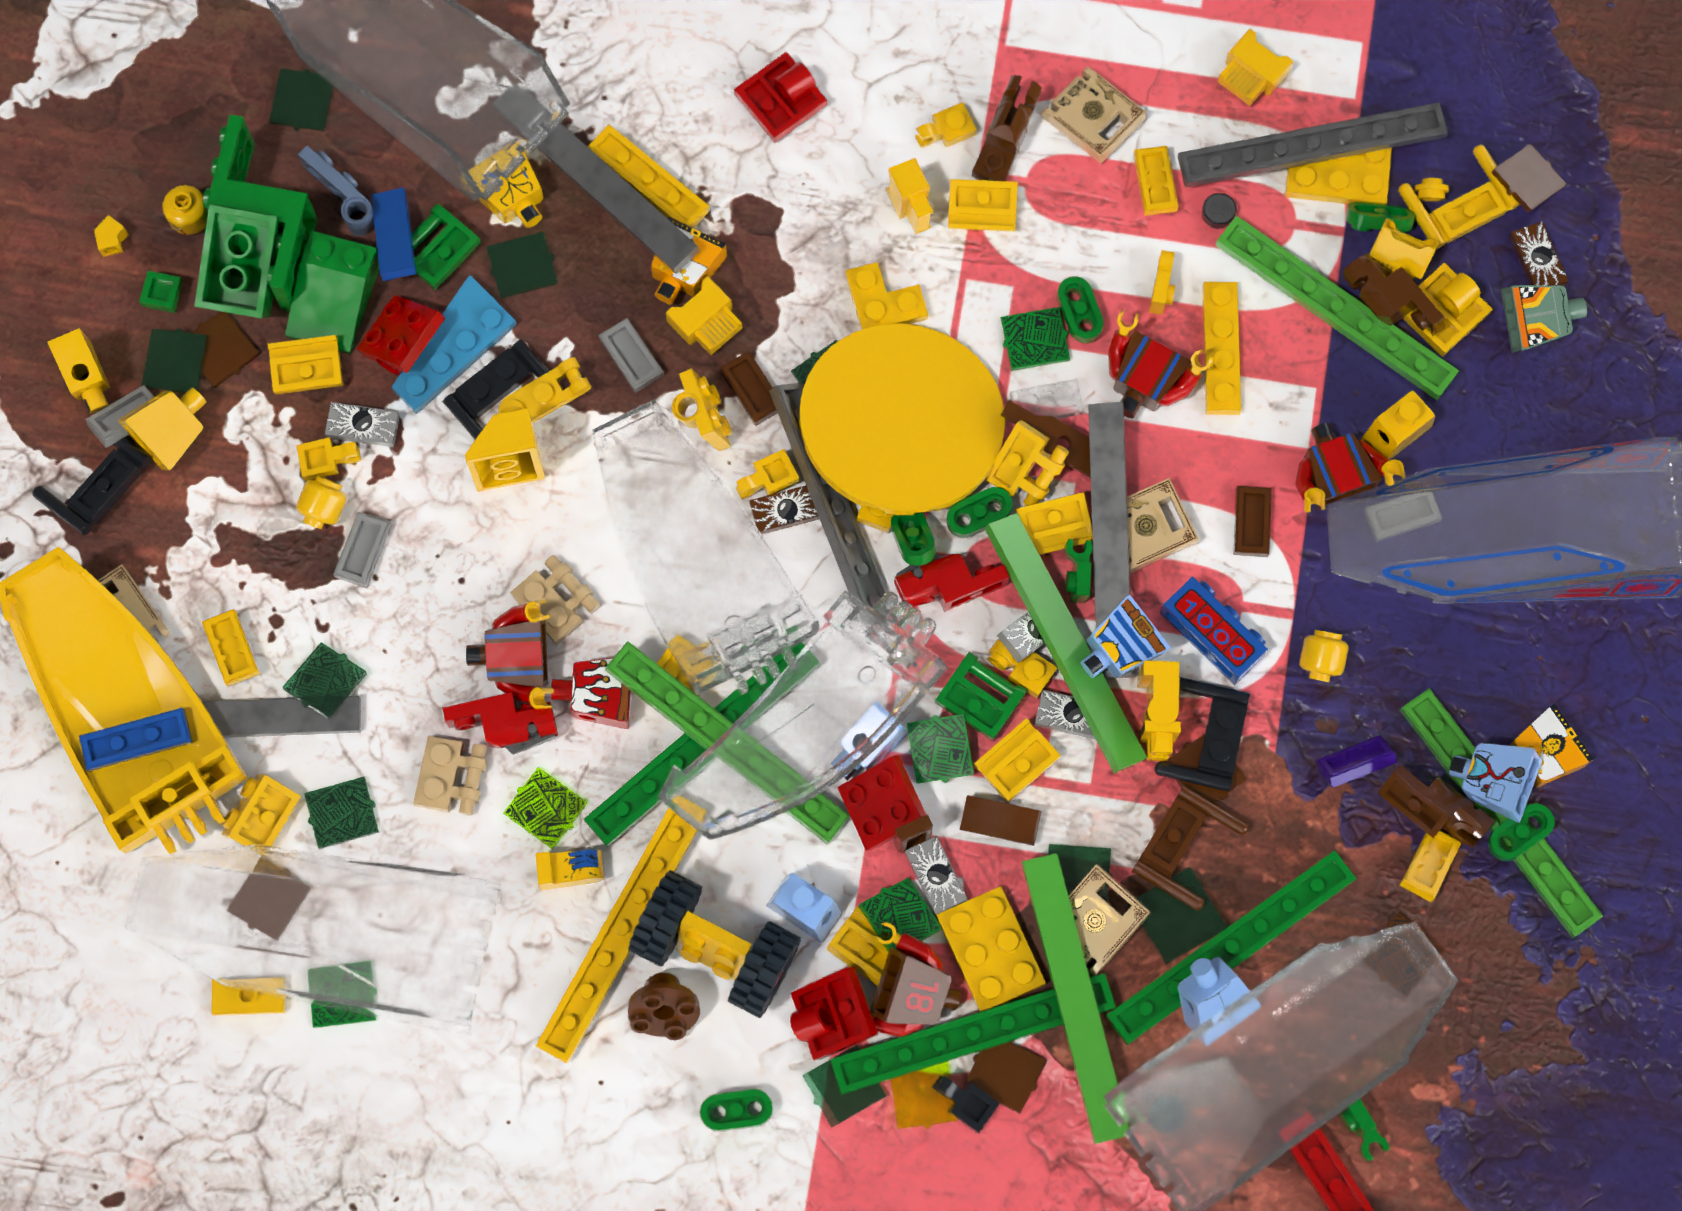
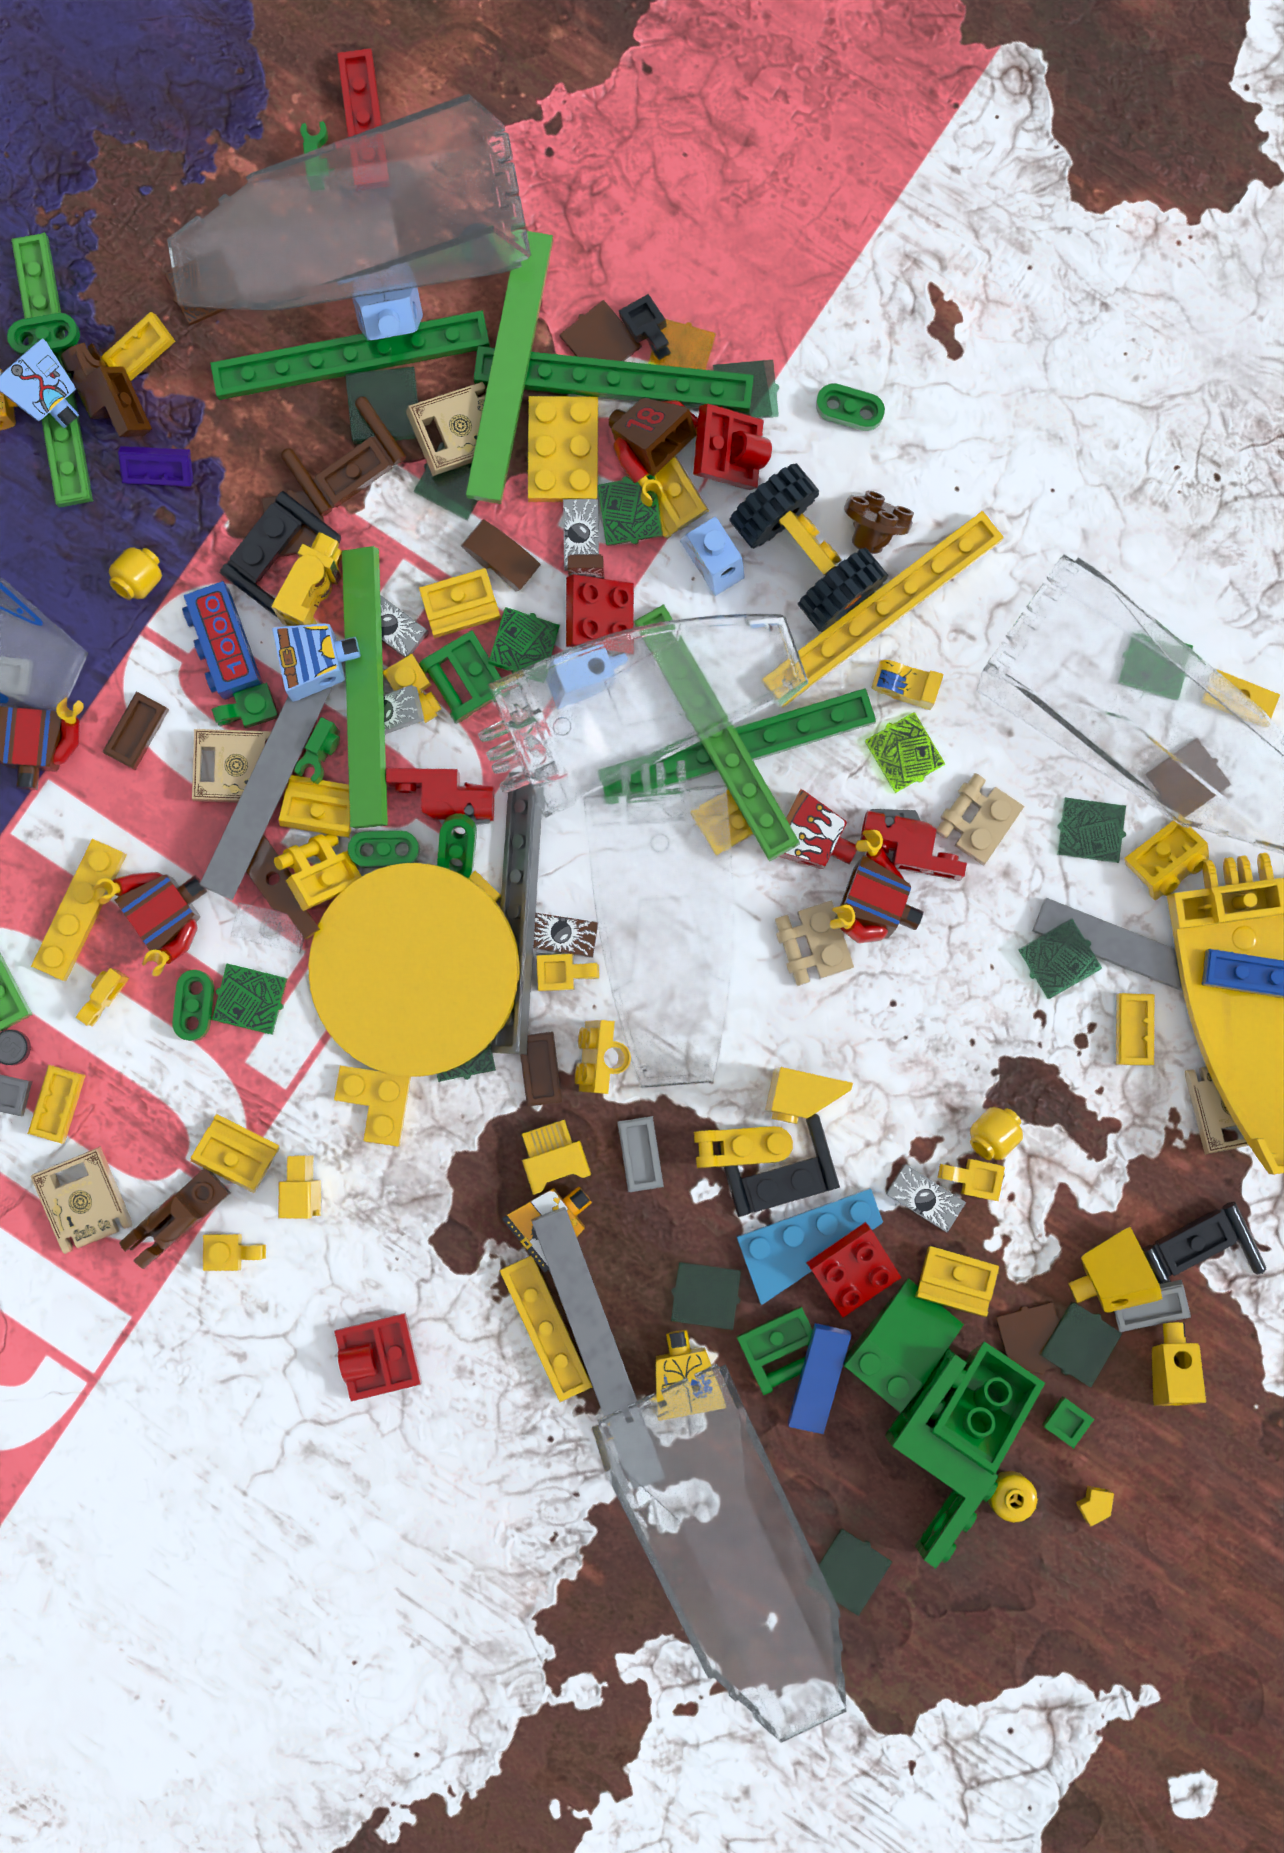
camera: 155 degrees left, 10 degrees up
(343, 187) = (848, 1455): sand blue plate -> none
(362, 550) = (974, 1072): light grey tile -> none
(1160, 585) = (252, 706): none -> green plate

